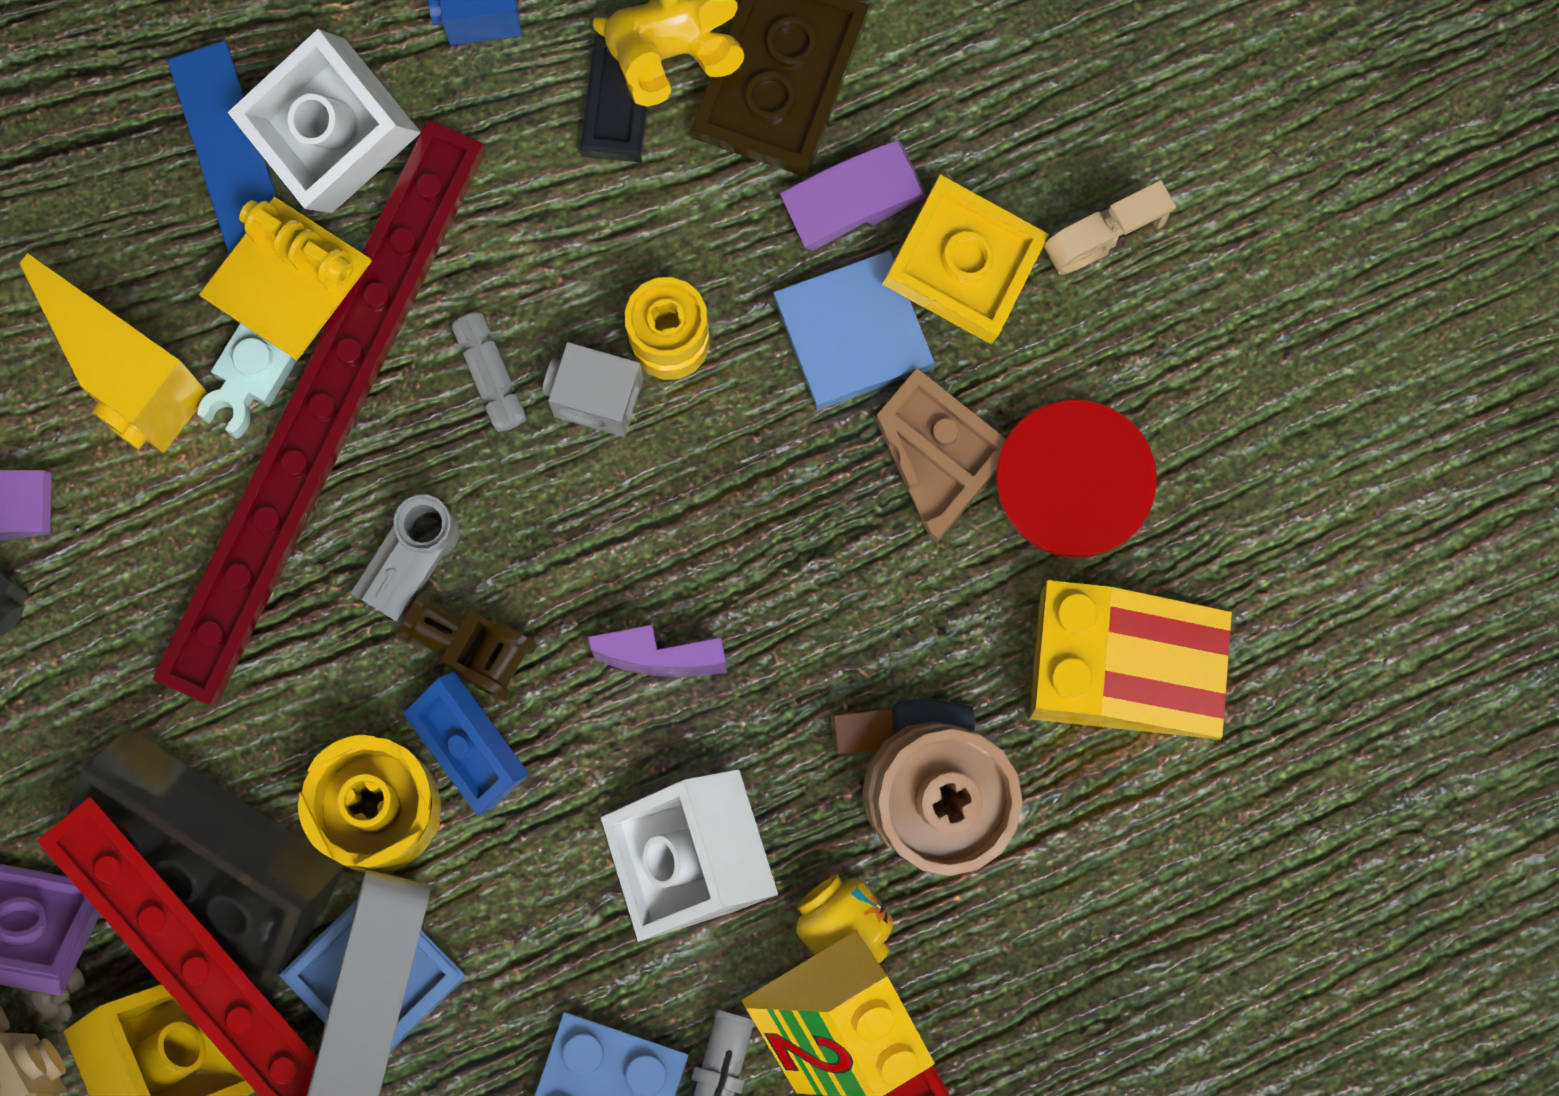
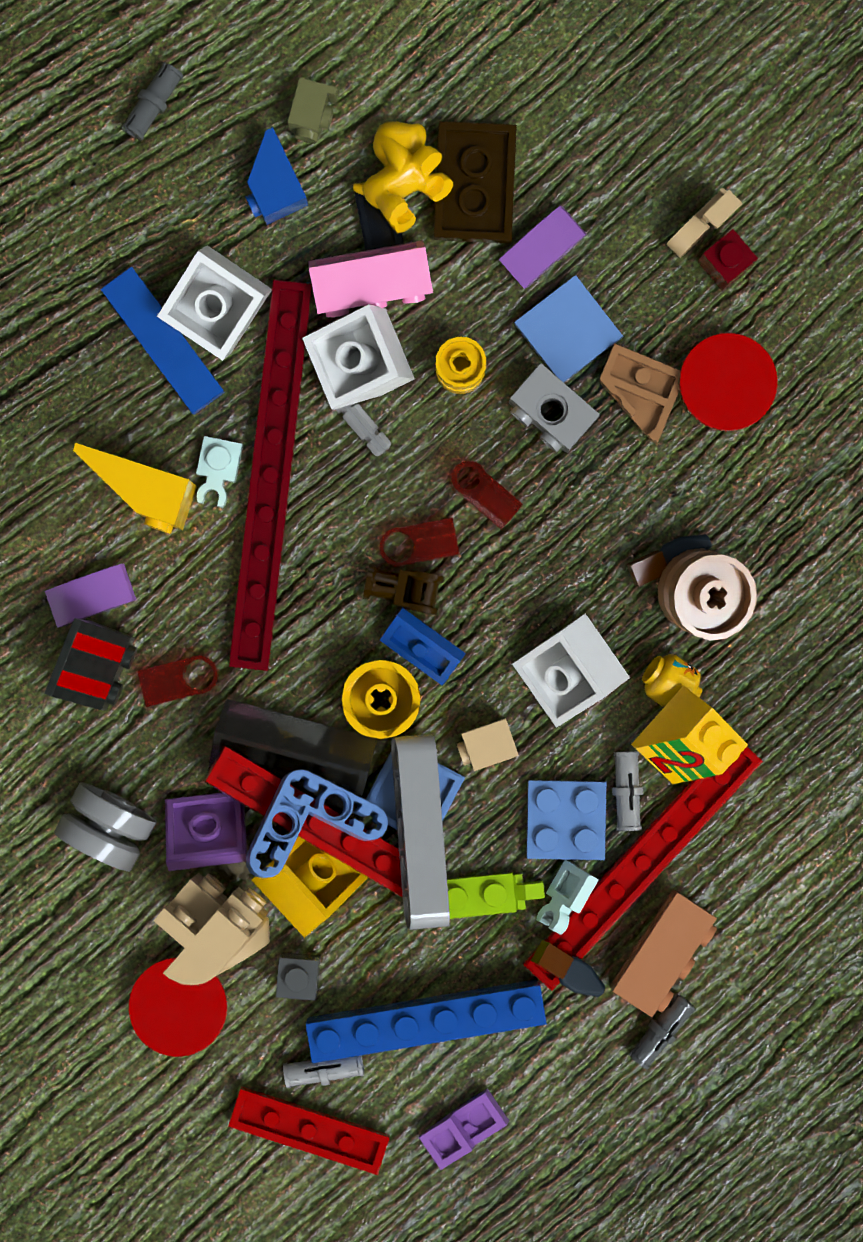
camera: 20 degrees left, 10 degrees up
(55, 676) = (168, 681): none -> clear red piece
(167, 937) = (298, 810): none -> medium blue beam
(284, 276) = (222, 404): yellow hinge -> none
(403, 564) = (350, 553): light grey piece -> none
(516, 269) = (358, 357): none -> white slope
(516, 932) = (487, 745): none -> tan brick
(535, 583) = (430, 540): none -> clear red piece
(573, 161) = (370, 278): none -> bright pink brick
(593, 389) = (427, 414): light grey brick -> none
(639, 653) = (506, 561): medium lavender slope -> none
(645, 538) = (488, 496): none -> clear red piece
(787, 403) = (545, 387): none -> light grey brick
(965, 259) = (623, 267): yellow plate -> none
(1129, 661) = (789, 480): yellow slope -> none
(1131, 295) = (727, 259): none -> dark red brick

